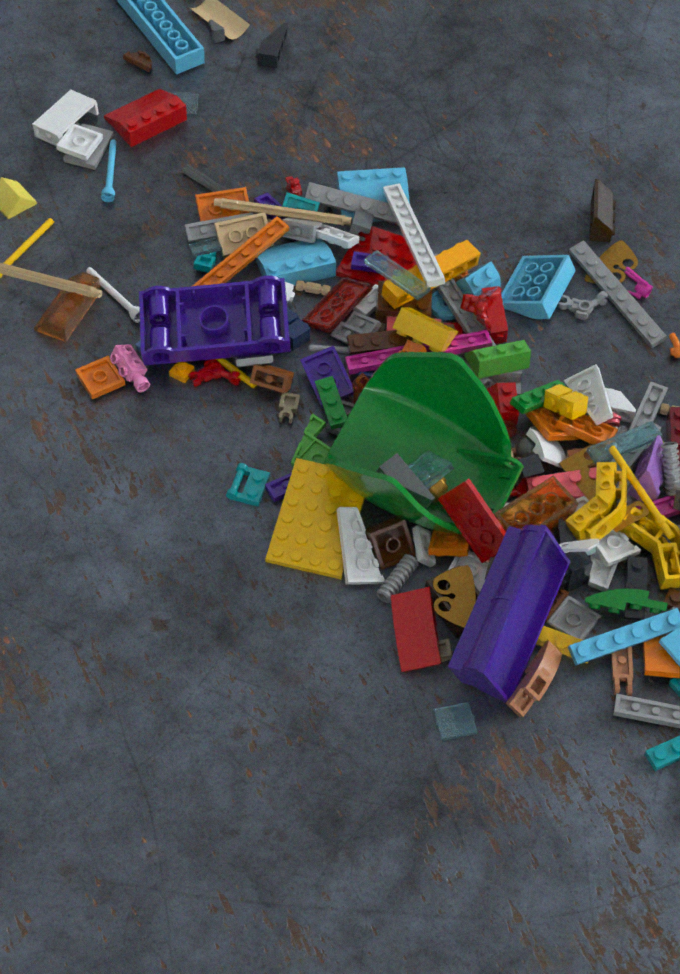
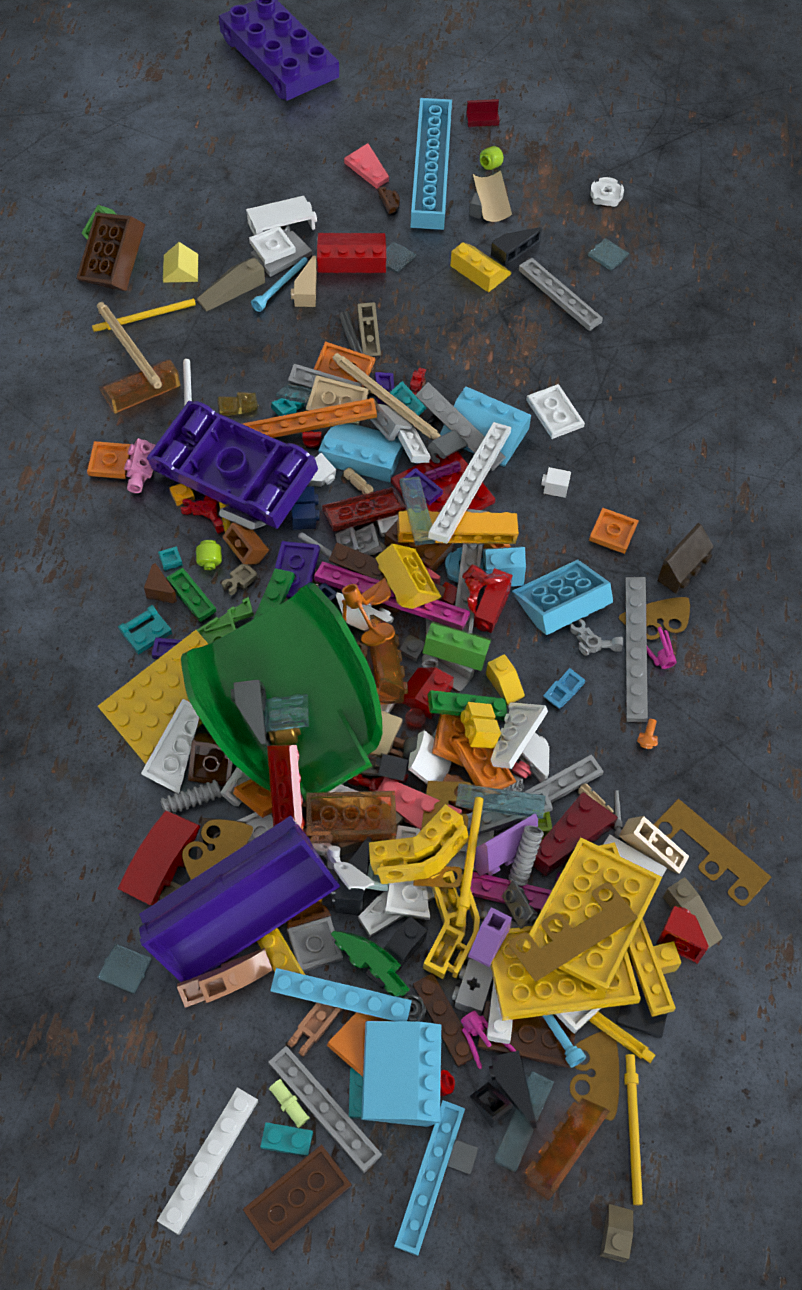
camera: 35 degrees right, 5 degrees up
(70, 188) = (233, 283): none -> dark tan wedge
(96, 42) = (368, 166): none -> coral wing
(138, 163) = (305, 286): none -> tan slope
(165, 277) = (242, 403): none -> clear yellow slope
(216, 167) = (368, 329): none -> dark tan slope
(218, 423) = (170, 558): none -> teal tile
(232, 446) = (158, 587): none -> reddish brown slope
(248, 274) = (311, 438): none -> red plate
(249, 402) = (208, 554): none -> lime head
(259, 79) = (478, 266): none -> yellow slope
(261, 439) = (191, 594): none -> green plate
(341, 67) = (560, 294): none -> light grey plate
(349, 20) = (608, 254): none -> clear light blue piece
(375, 242) = (443, 471): none -> magenta axle
(414, 157) = (555, 411): none -> white tile
(462, 208) = (556, 482): none -> white brick
(531, 221) = (613, 530): none -> orange plate
(547, 365) = (505, 679): none -> yellow slope
(592, 349) = (564, 689): none -> dark azure slope
(628, 801) = (207, 1161): none -> white plate
(650, 728) = (289, 1103): none -> yellowish green pin

